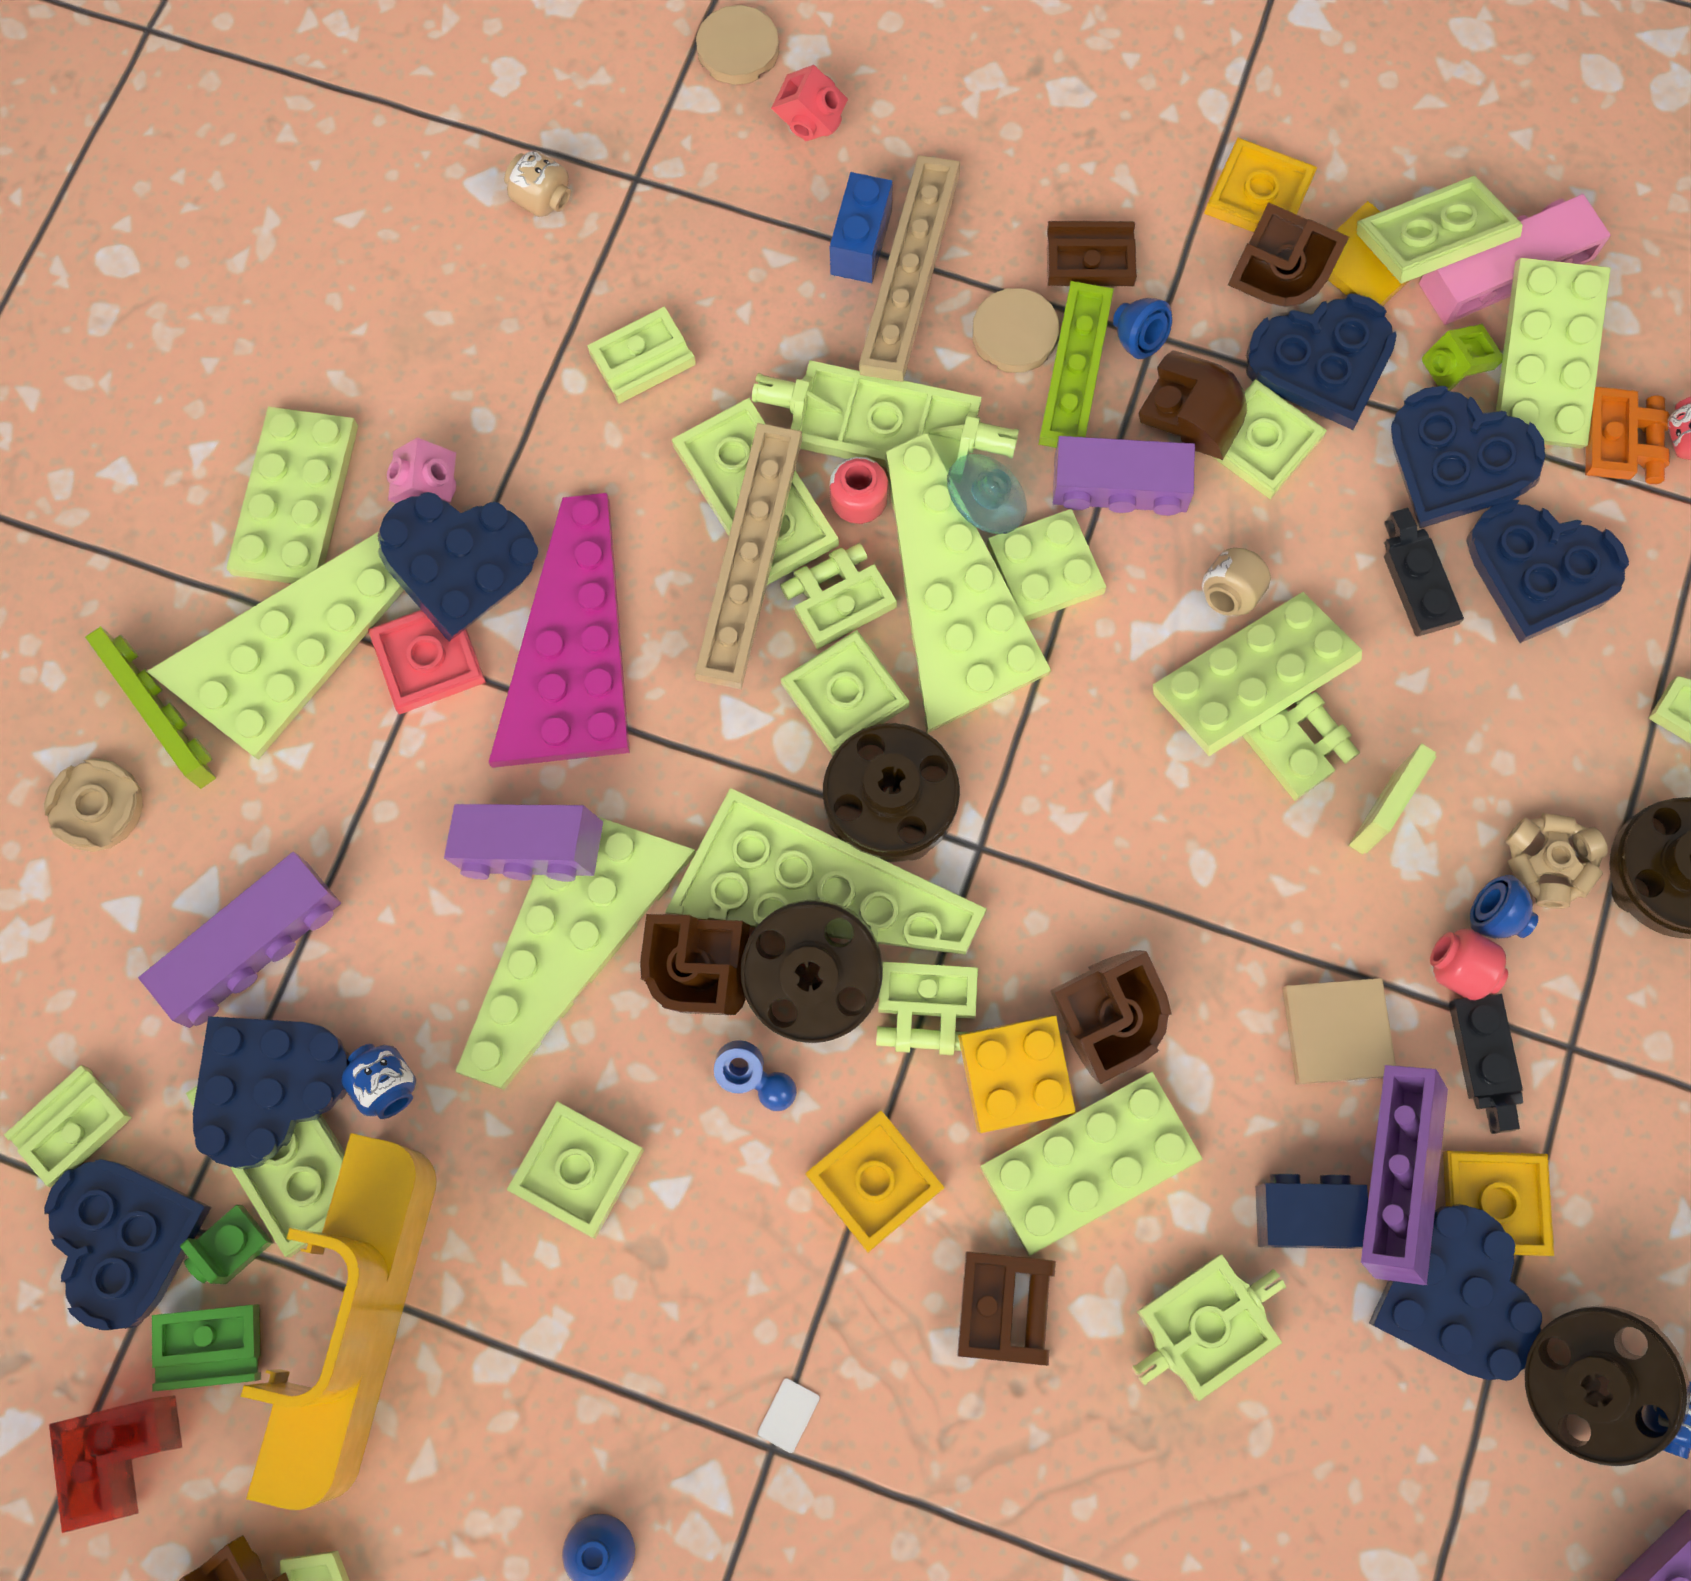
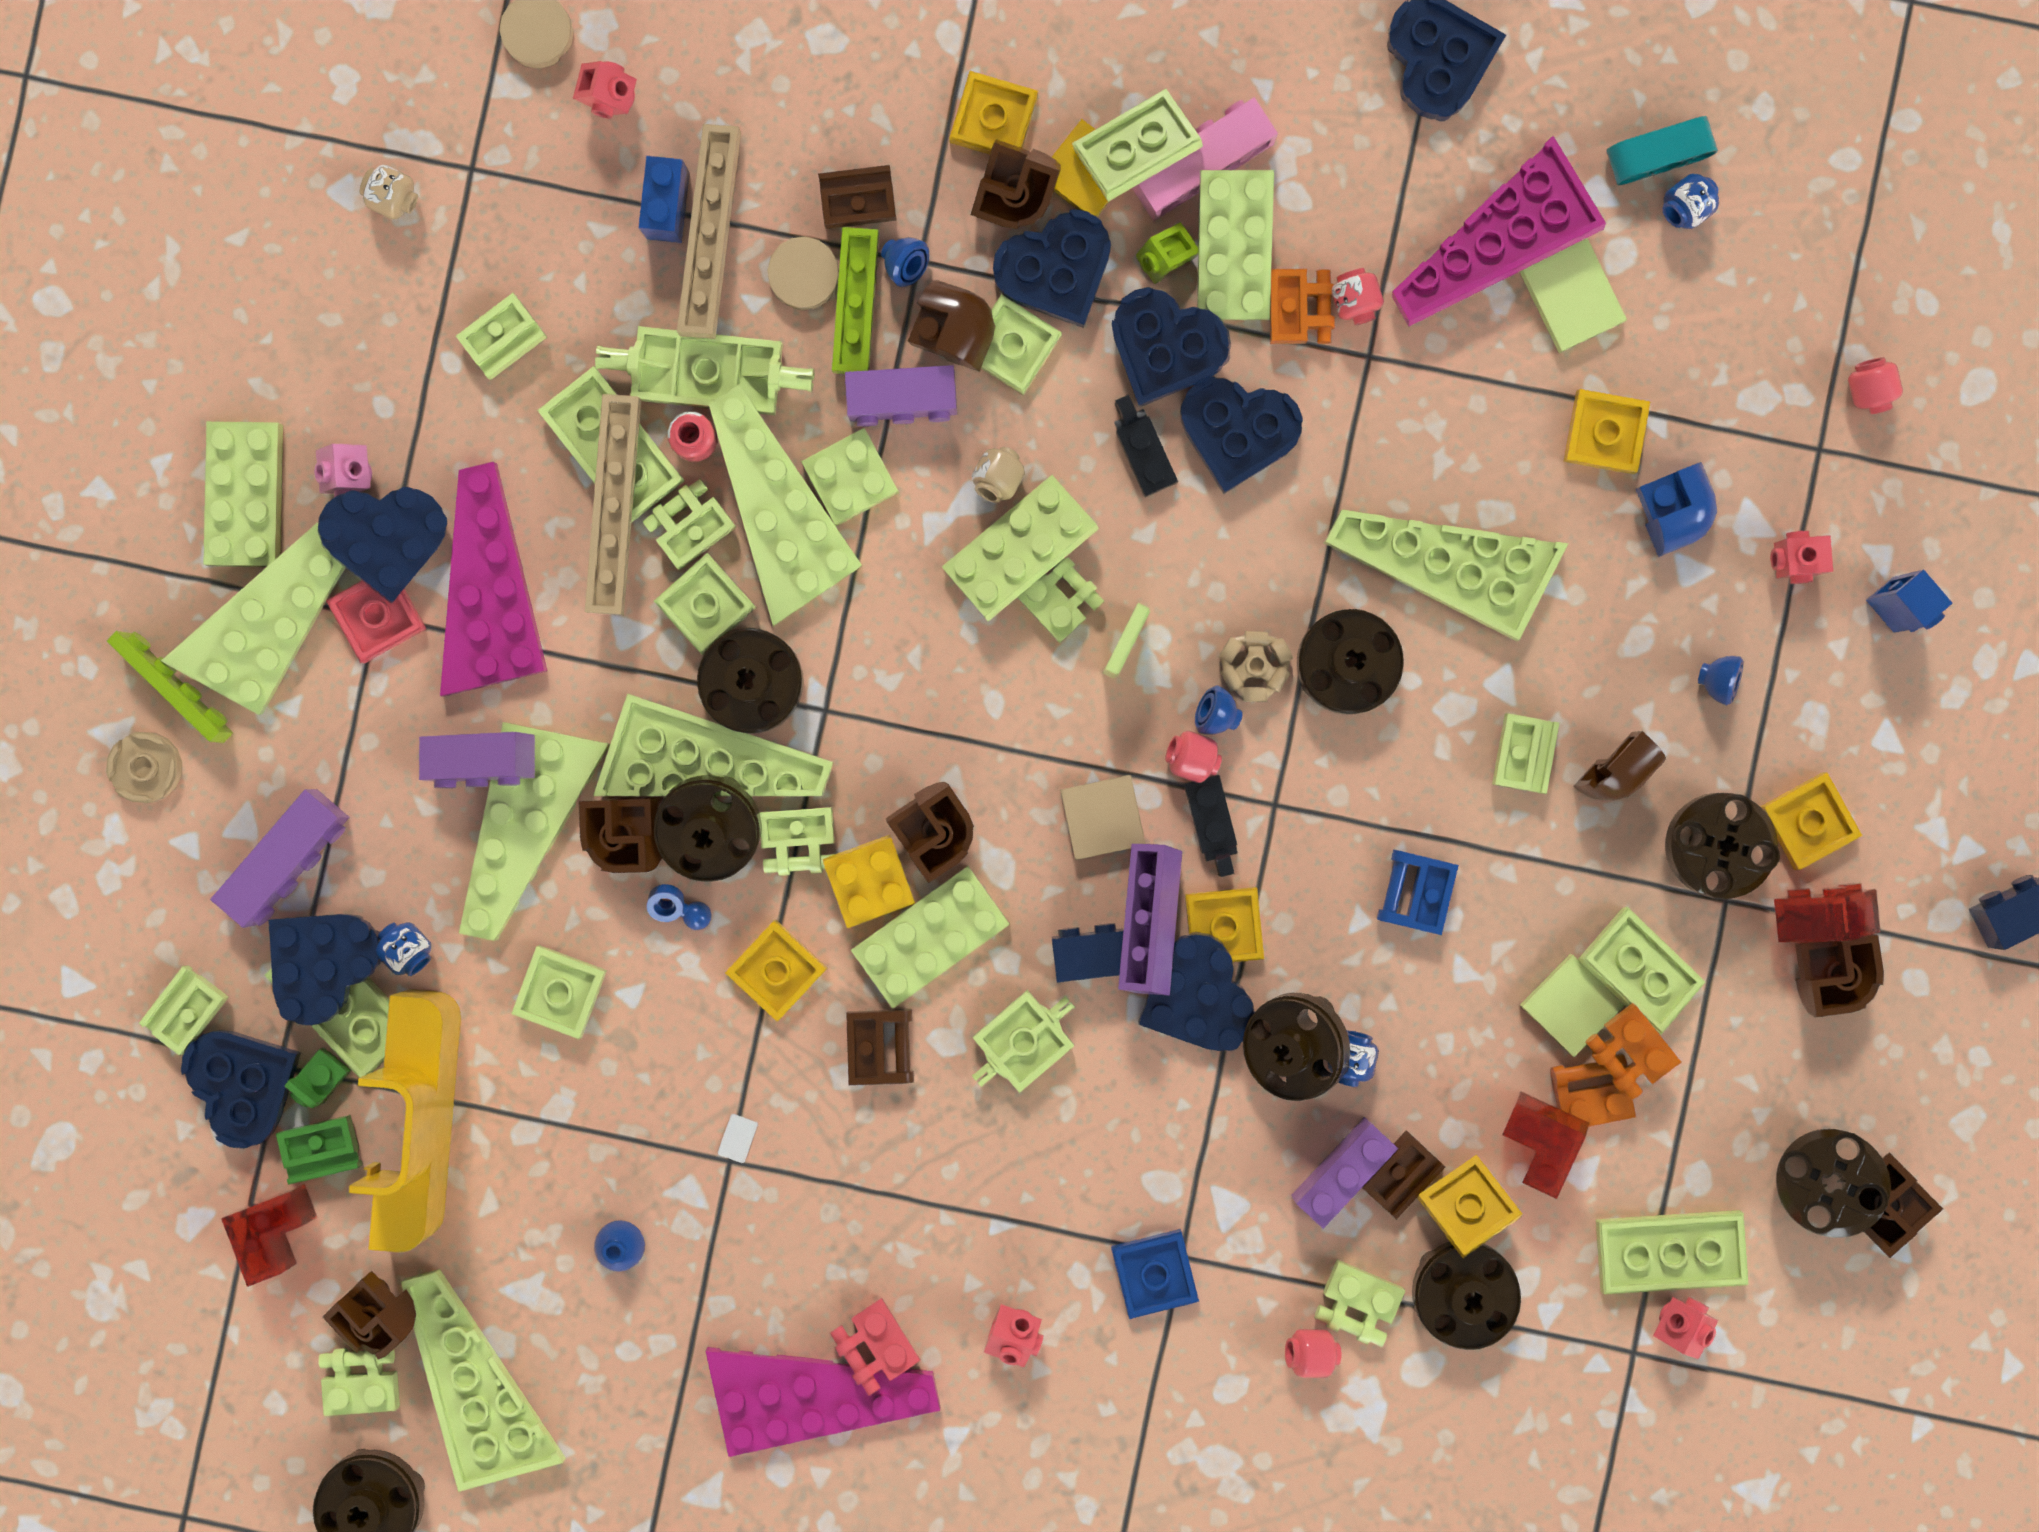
camera: 10 degrees left, 15 degrees up
(986, 493) = (786, 435): clear light blue dish -> none

